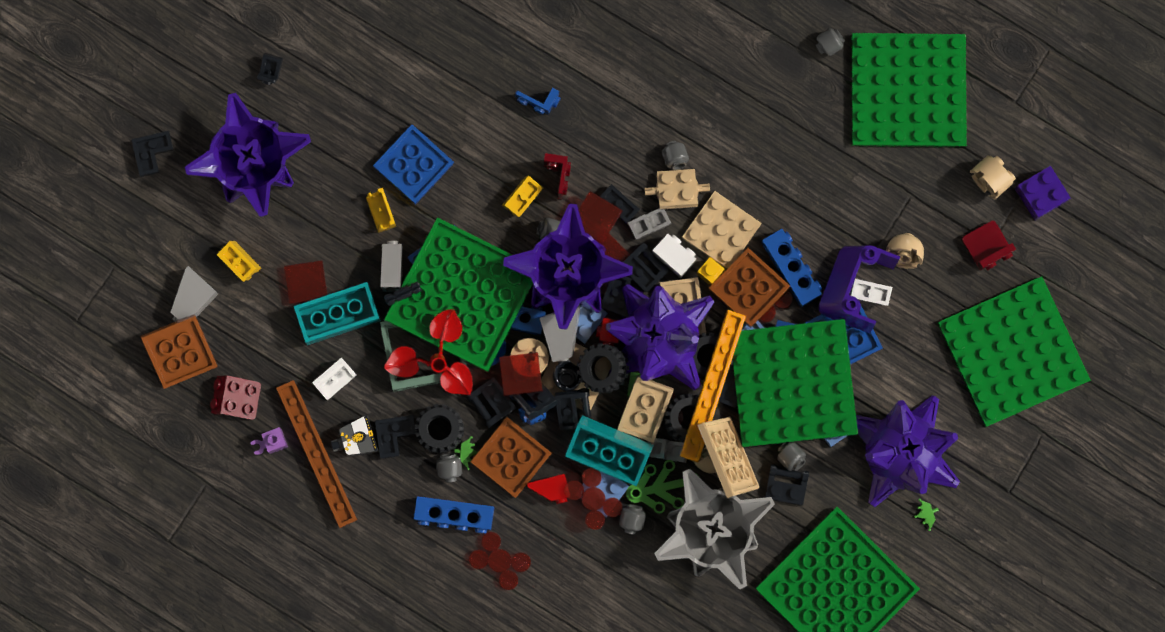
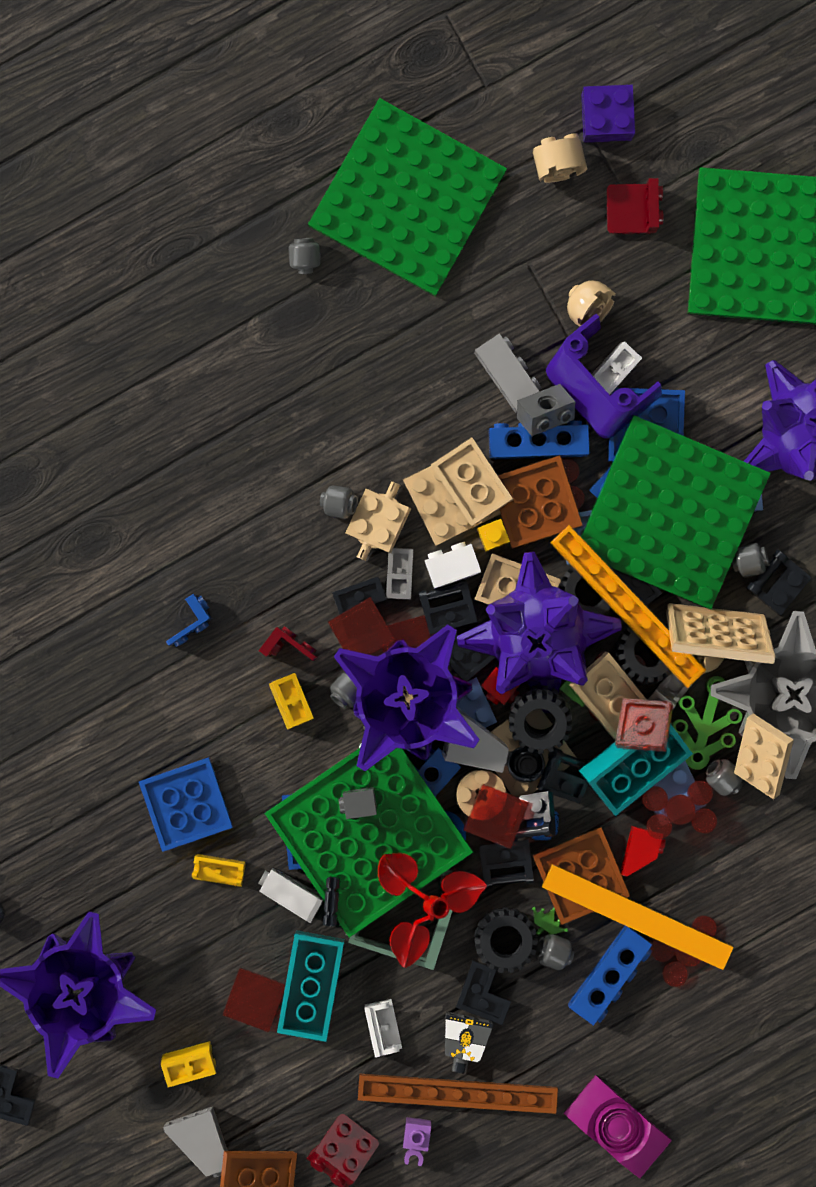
camera: 55 degrees left, 5 degrees up
(352, 576) = (617, 1127): none -> magenta slope
(479, 273) = (358, 803): none -> dark grey brick
(504, 510) = (637, 917): none -> light orange tile
(637, 439) = (644, 725): none -> clear red tile
(661, 530) = (763, 756): none -> tan plate
(738, 236) = (472, 482): none -> tan plate
(815, 259) = (545, 409): none -> dark grey brick
(827, 222) = (506, 370): none -> light grey brick

